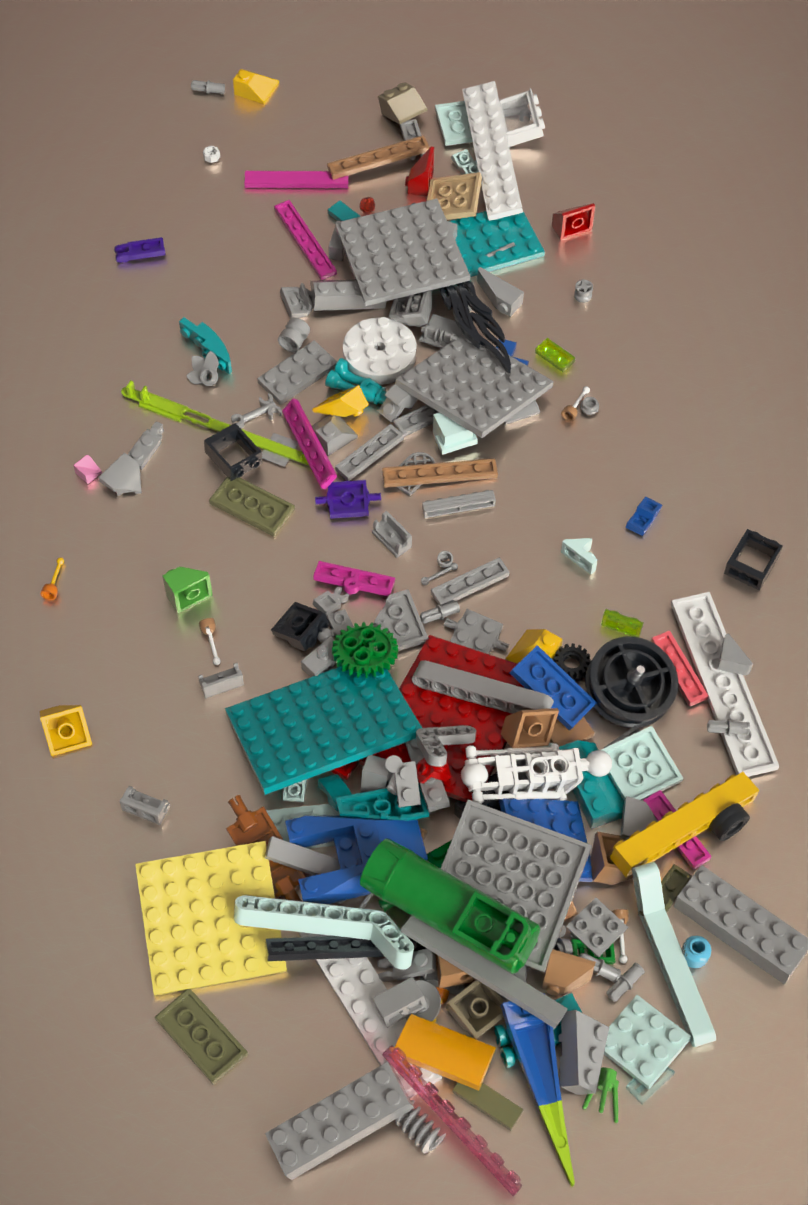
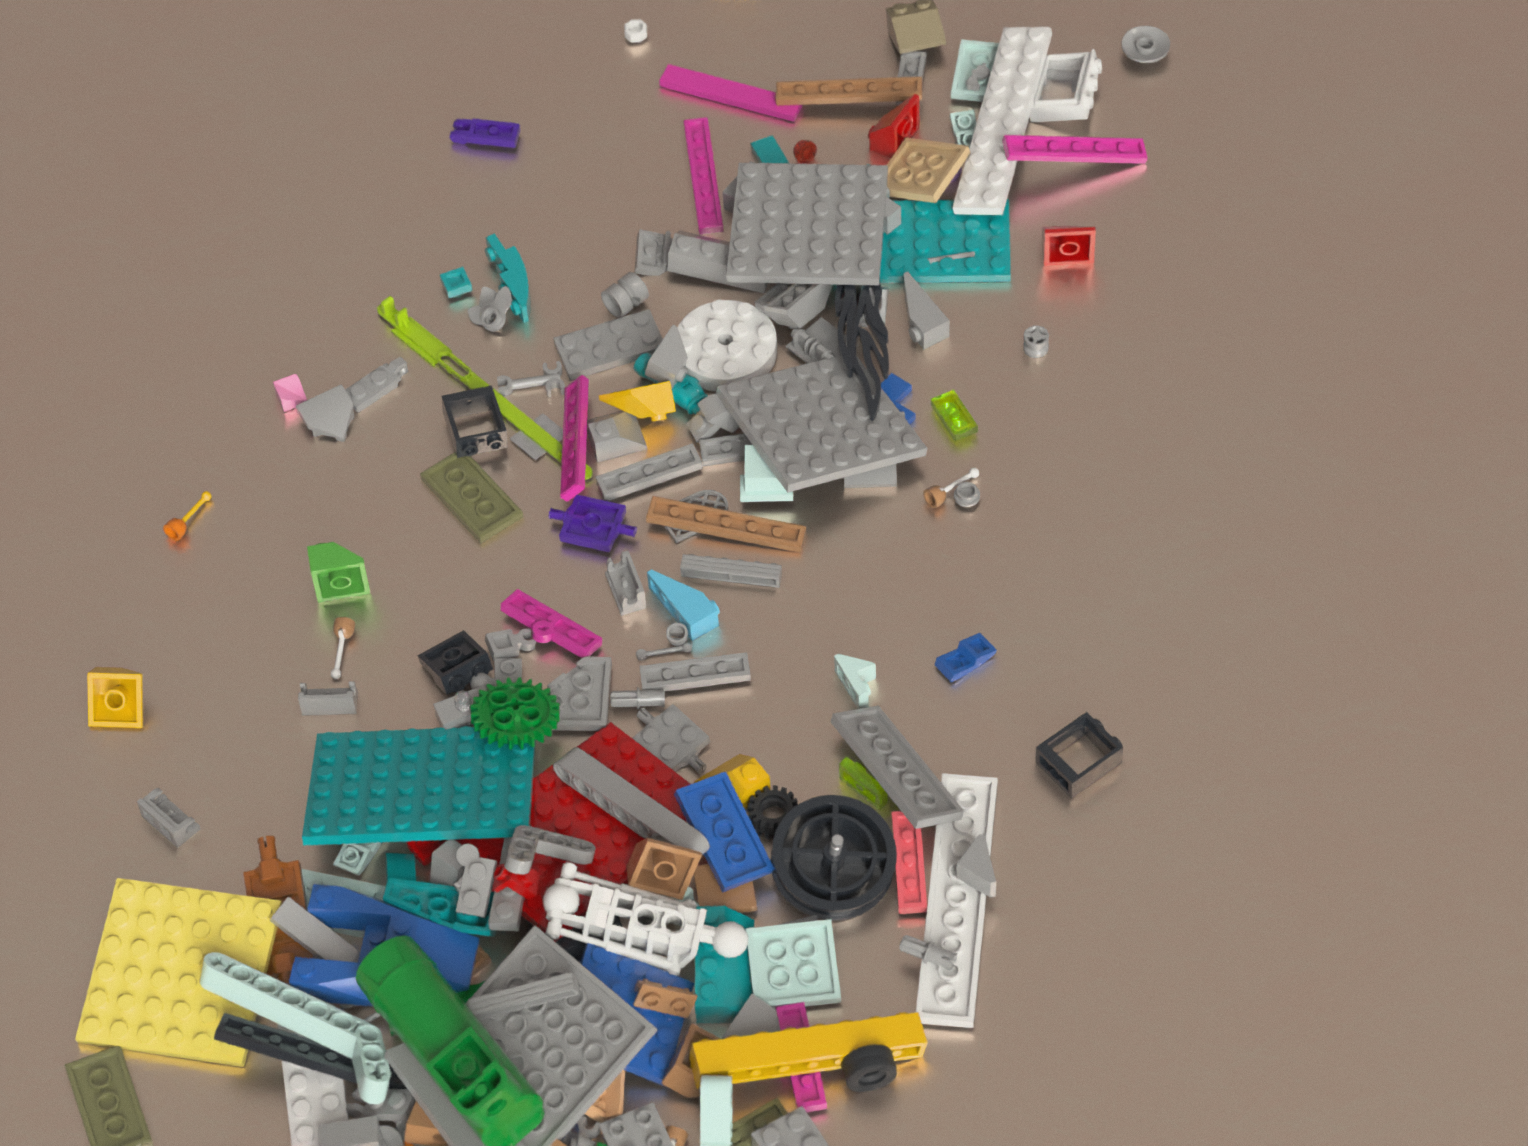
camera: 25 degrees right, 5 degrees down
(169, 358) = (455, 282): none -> teal plate
(352, 369) = (669, 359): none -> light grey slope
(439, 536) = (685, 604): none -> medium azure slope
(460, 122) = (979, 73): none -> light grey piece
(485, 853) = (524, 996): none -> light grey piece
(547, 157) = (1074, 149): none -> dark pink tile
(555, 78) = (1145, 44): none -> light grey dish
(572, 820) = (664, 1000): none -> medium nougat hinge
(643, 605) = (897, 767): none -> light grey plate

